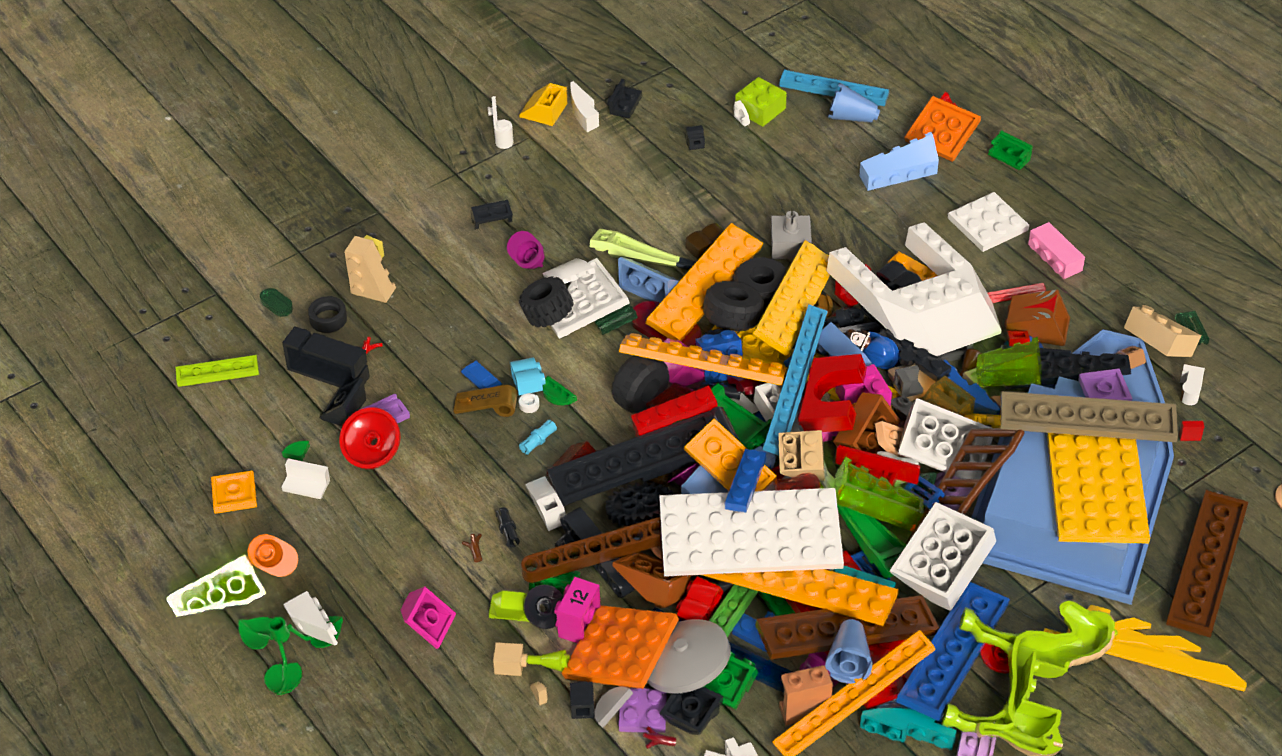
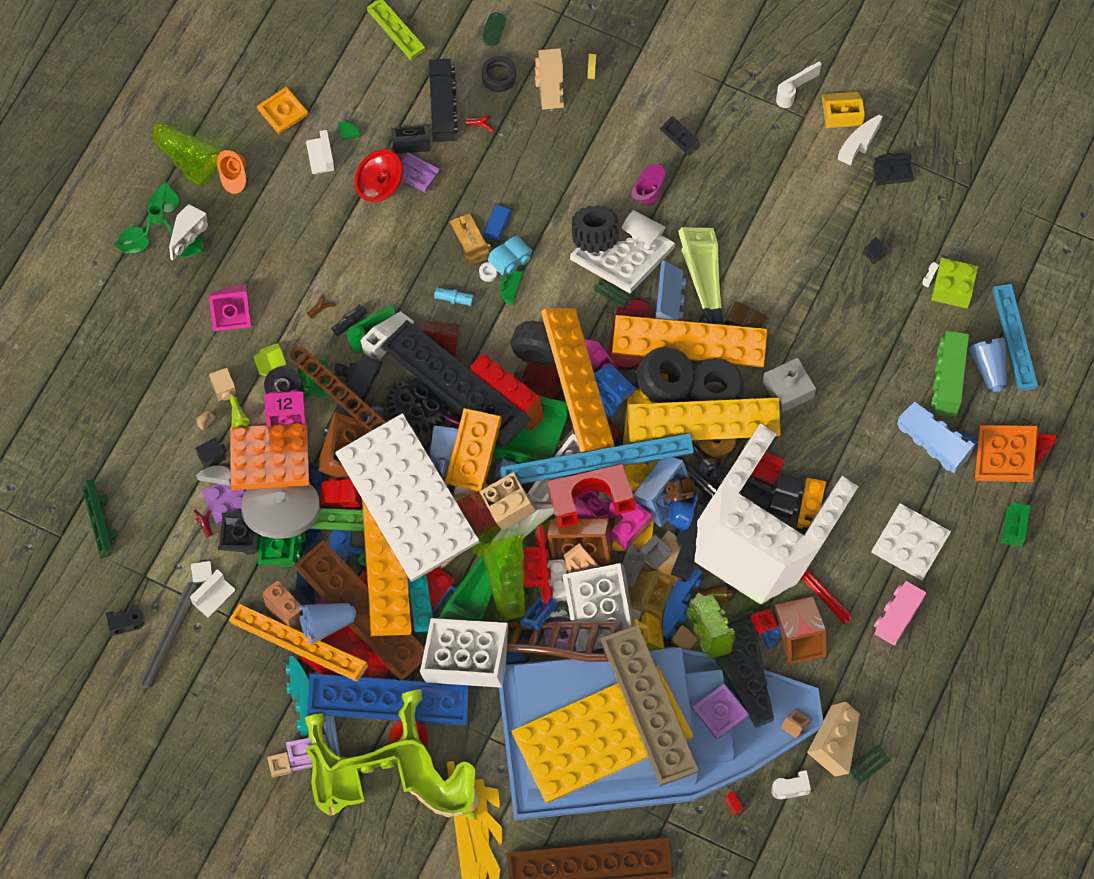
camera: 60 degrees right, 20 degrees up
(532, 519) = (359, 330): none -> green door
(745, 480) = (447, 469): blue plate -> none
(847, 130) = (949, 374): none -> bright green brick

